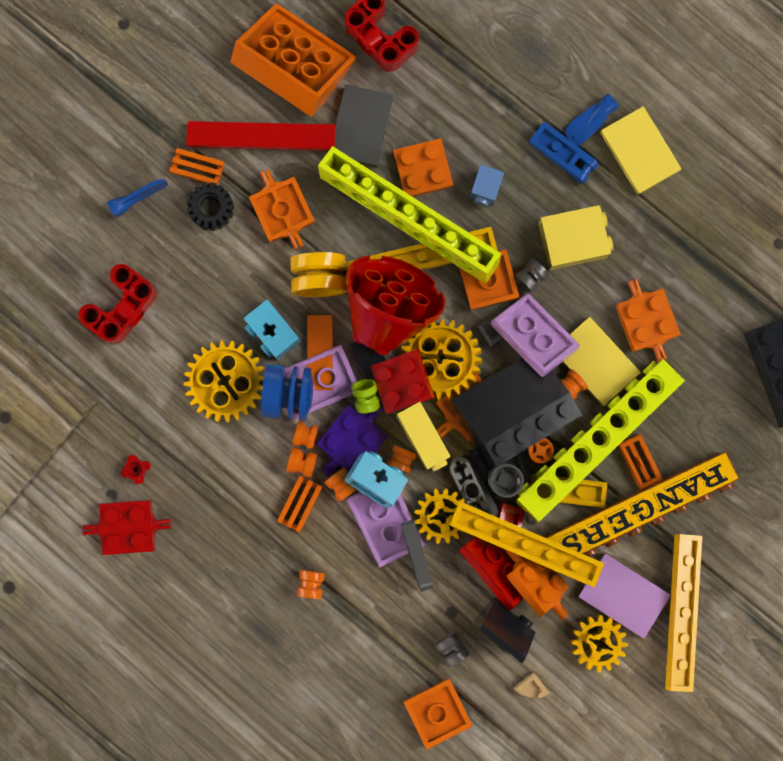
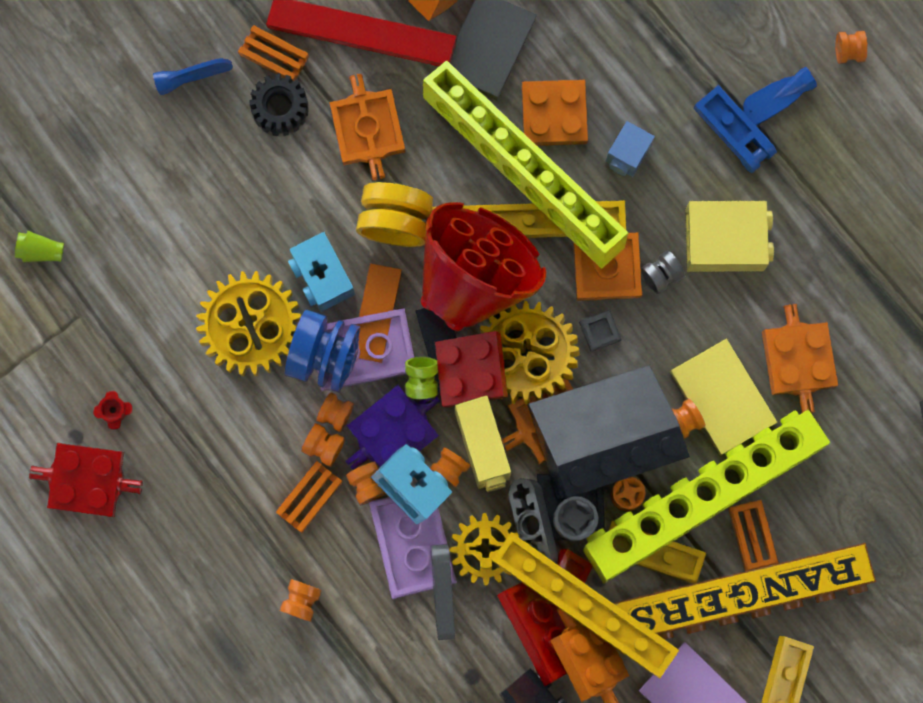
camera: 15 degrees right, 5 degrees down
(48, 357) = (36, 248): none -> lime cone
(127, 311) = (148, 211): red beam -> none
(535, 335) = (651, 346): lavender tile -> none
(639, 70) = (851, 47): none -> orange wheel
(640, 150) = (833, 146): light yellow tile -> none

